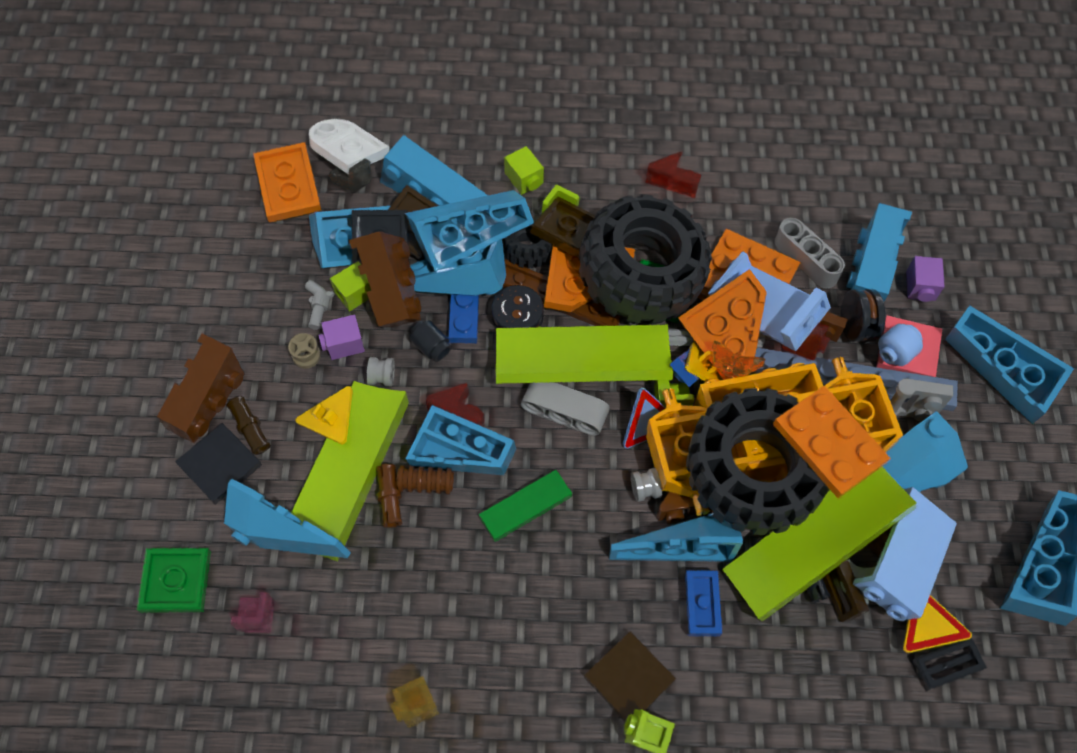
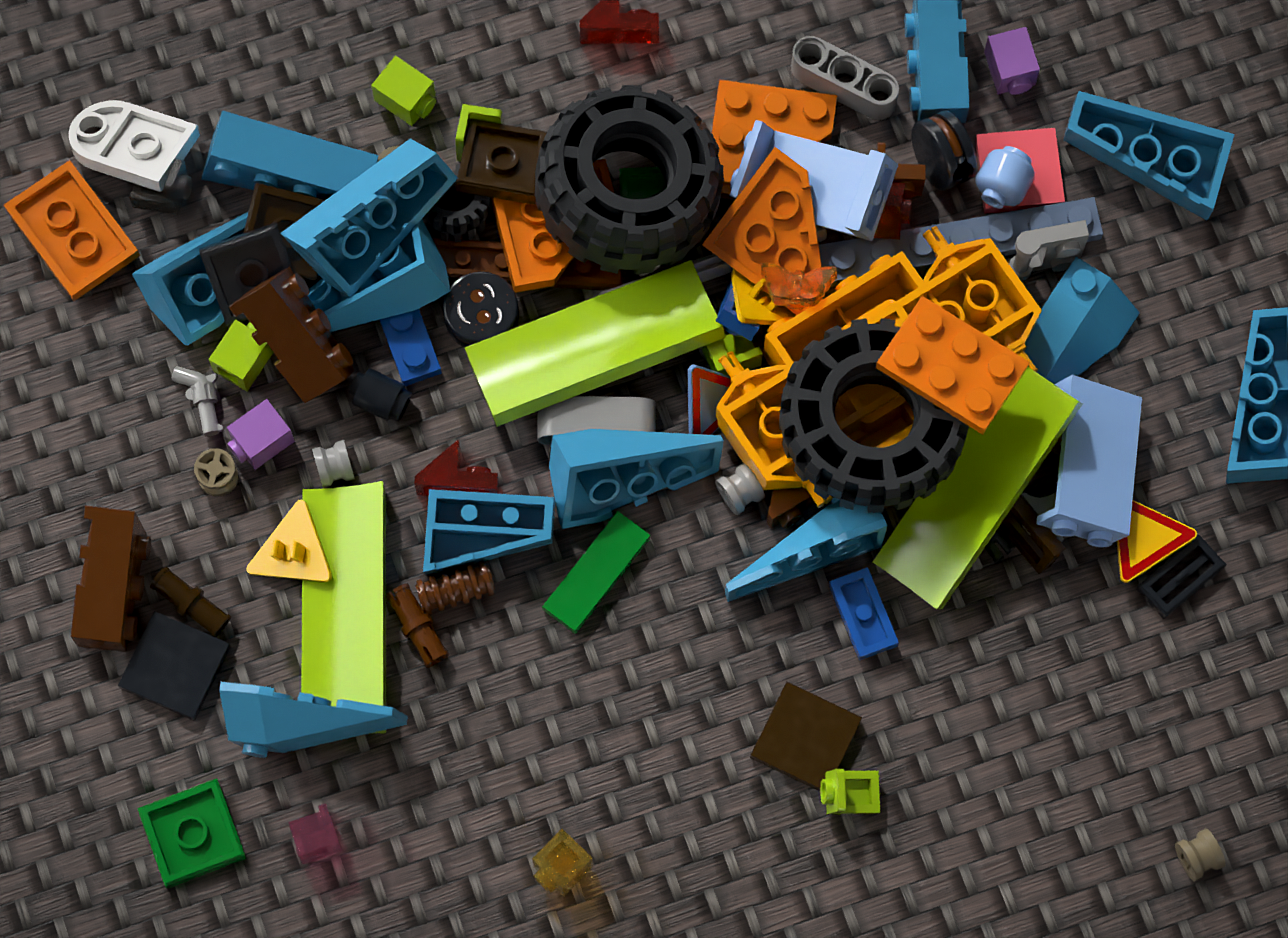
camera: 20 degrees left, 10 degrees up
(562, 439) = (610, 468): none -> dark azure wedge

